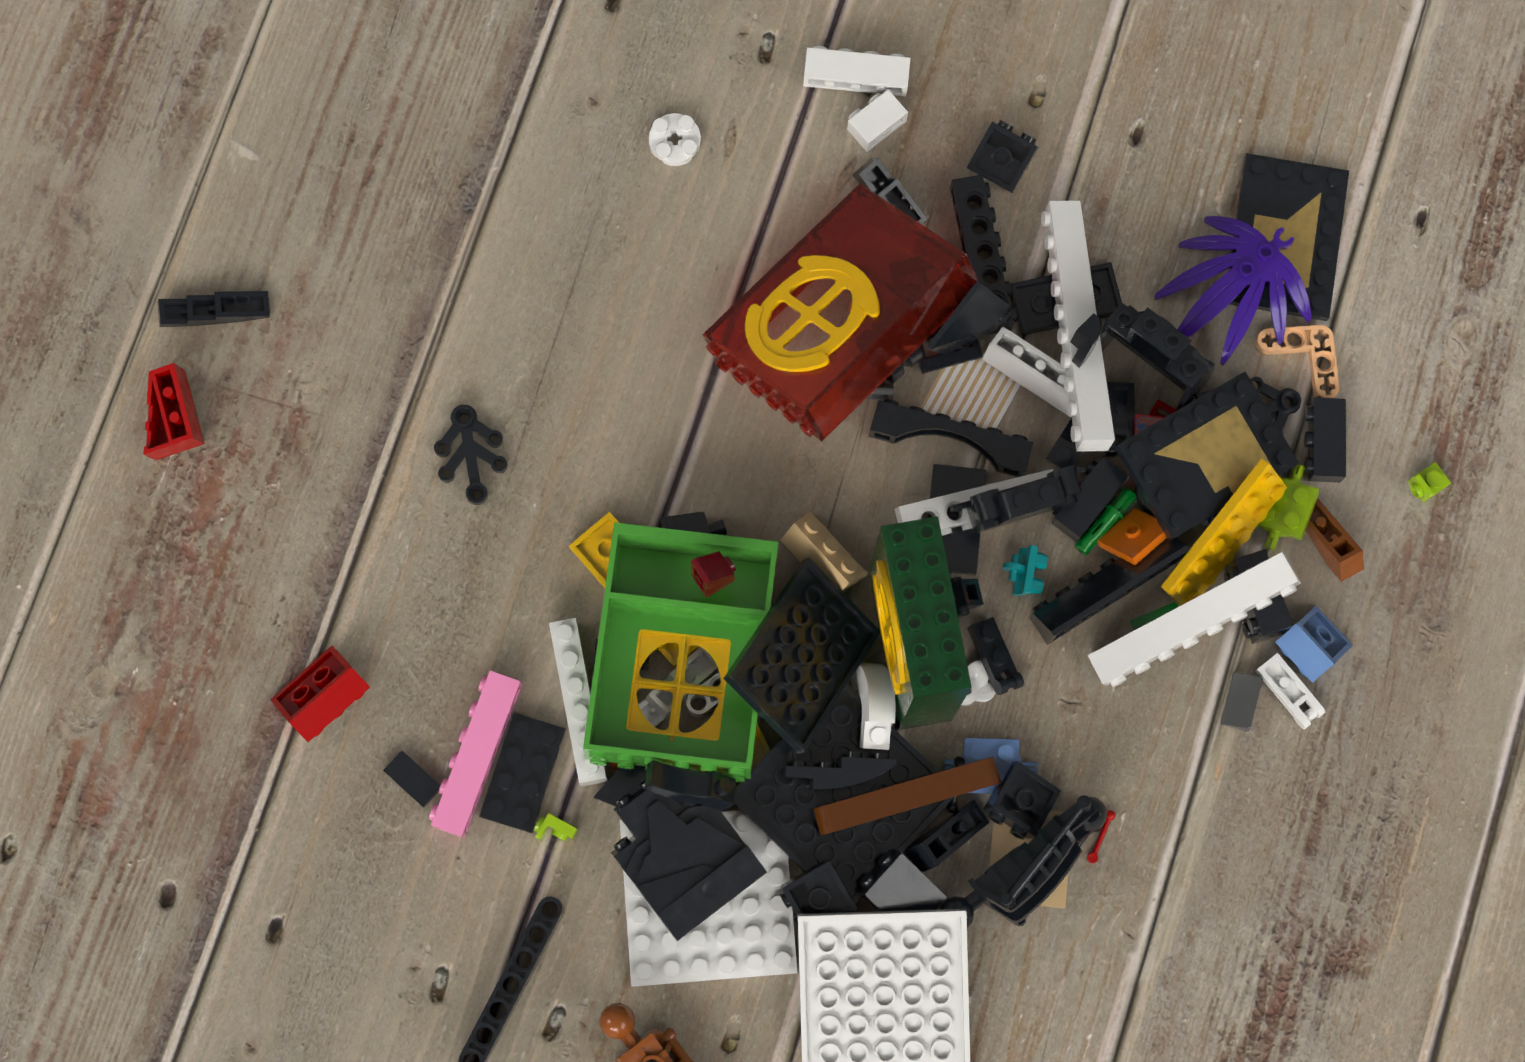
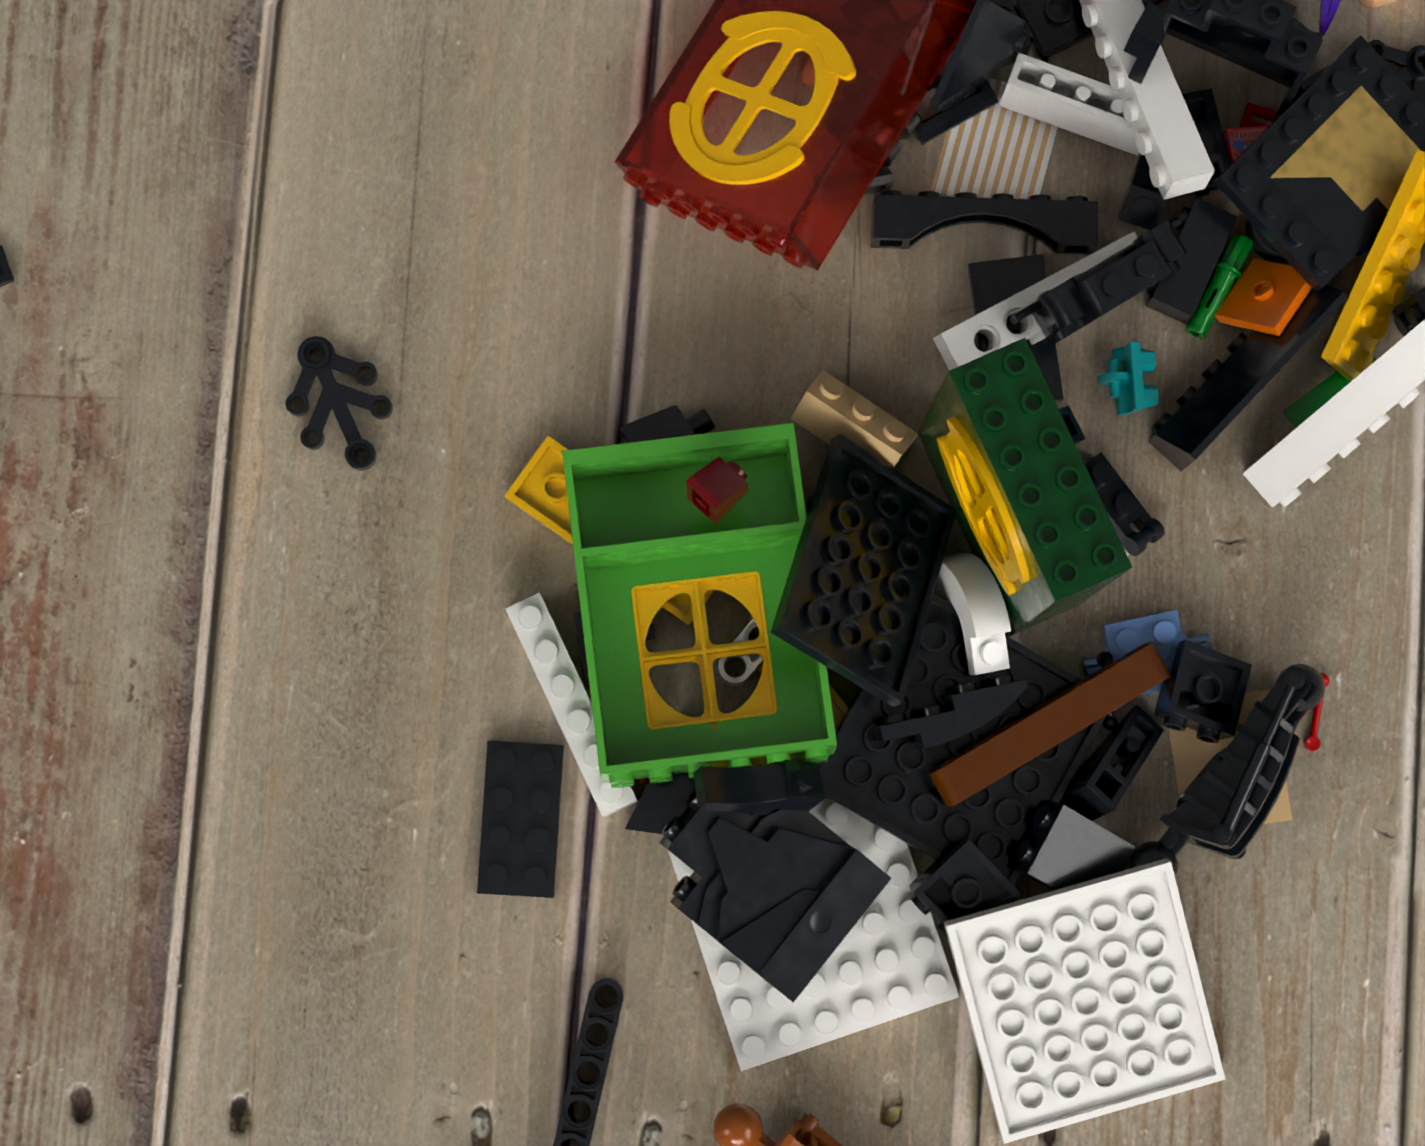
camera: 15 degrees left, 5 degrees up
(320, 694) = (217, 781): red slope -> none
(412, 779) = (373, 864): black tile -> none
(476, 754) = (451, 810): bright pink brick -> none
(560, 828) = (592, 884): lime bracket -> none
(658, 703) = (683, 680): white slope -> none

